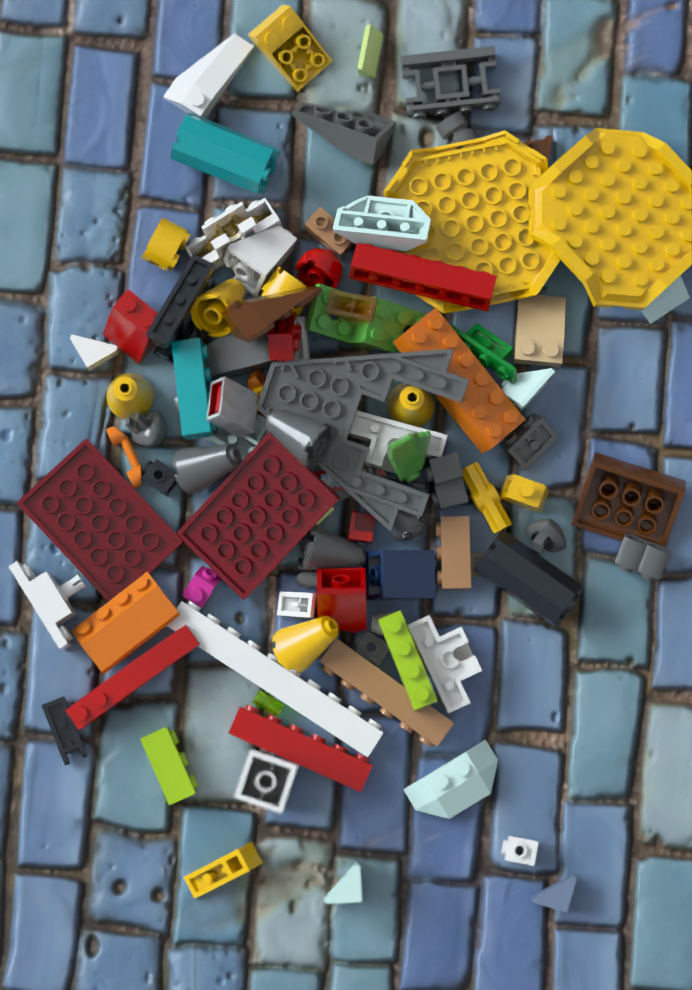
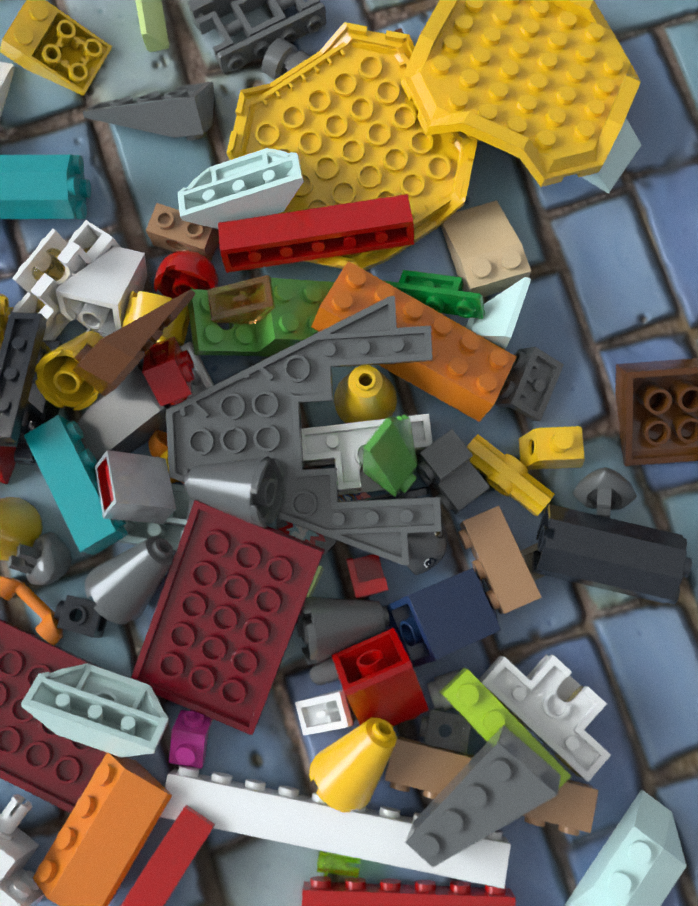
camera: 20 degrees left, 5 degrees down
(153, 542) = (98, 709): none -> light aqua wedge
(380, 688) = (483, 797): none -> dark grey wedge

